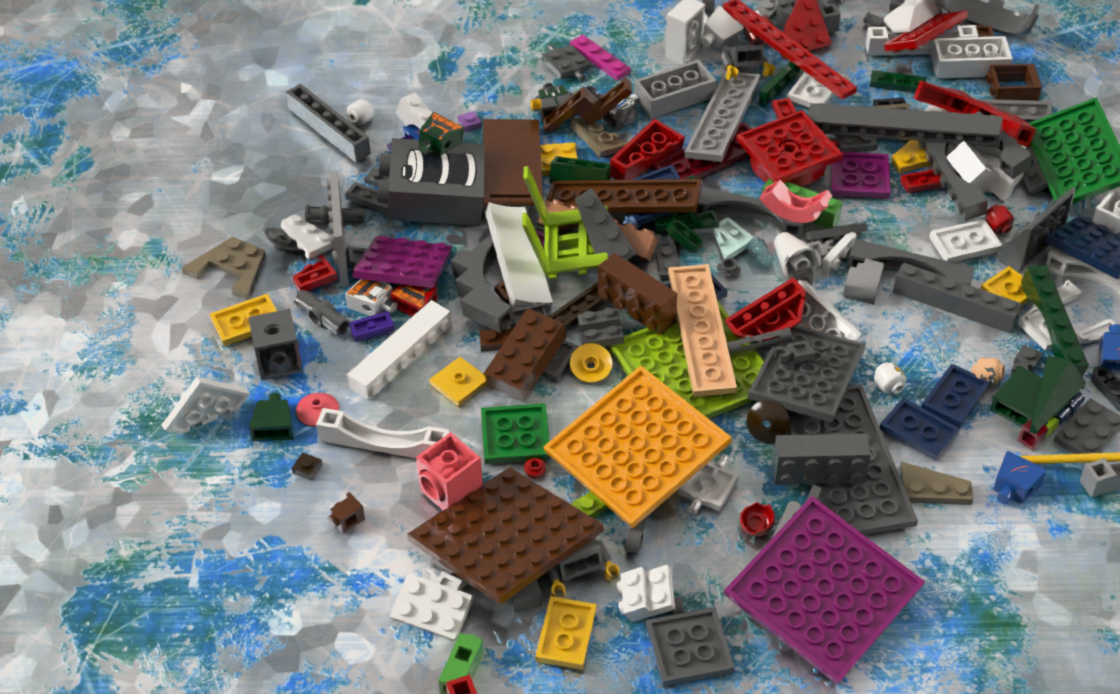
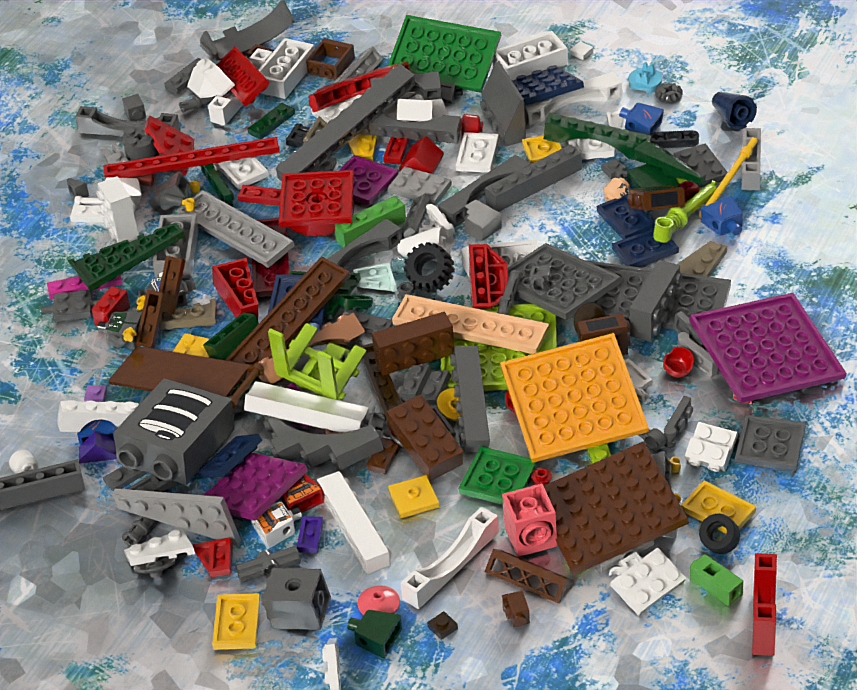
camera: 60 degrees left, 5 degrees down
(234, 258) = (150, 609): dark tan wing -> none
(402, 506) = (533, 569): none -> reddish brown fence
(433, 232) = (230, 456): none -> dark blue plate
(439, 134) = (138, 397): dark green torso -> none
(521, 644) = (708, 527): none -> black tyre
(573, 78) = (112, 301): none -> red brick
(597, 368) = (470, 398): none -> dark grey brick
(602, 228) = (326, 337): dark grey wing -> none
(629, 58) = (120, 257): none -> dark green wing
(671, 550) = (677, 421): none -> dark grey plate
(750, 440) = (606, 325): none -> reddish brown brick
(757, 266) = (419, 258): none -> black tyre
(793, 207) = (387, 220): coral arch -> none
(804, 274) = (453, 250): clear smoke plate -> none
(886, 219) = (414, 183): none -> light grey plate
(890, 378) = (589, 242): white head -> none
(926, 206) = (423, 156): none -> red slope
(948, 430) = (678, 217): none -> lime piece
(986, 403) = (656, 197): none -> reddish brown brick

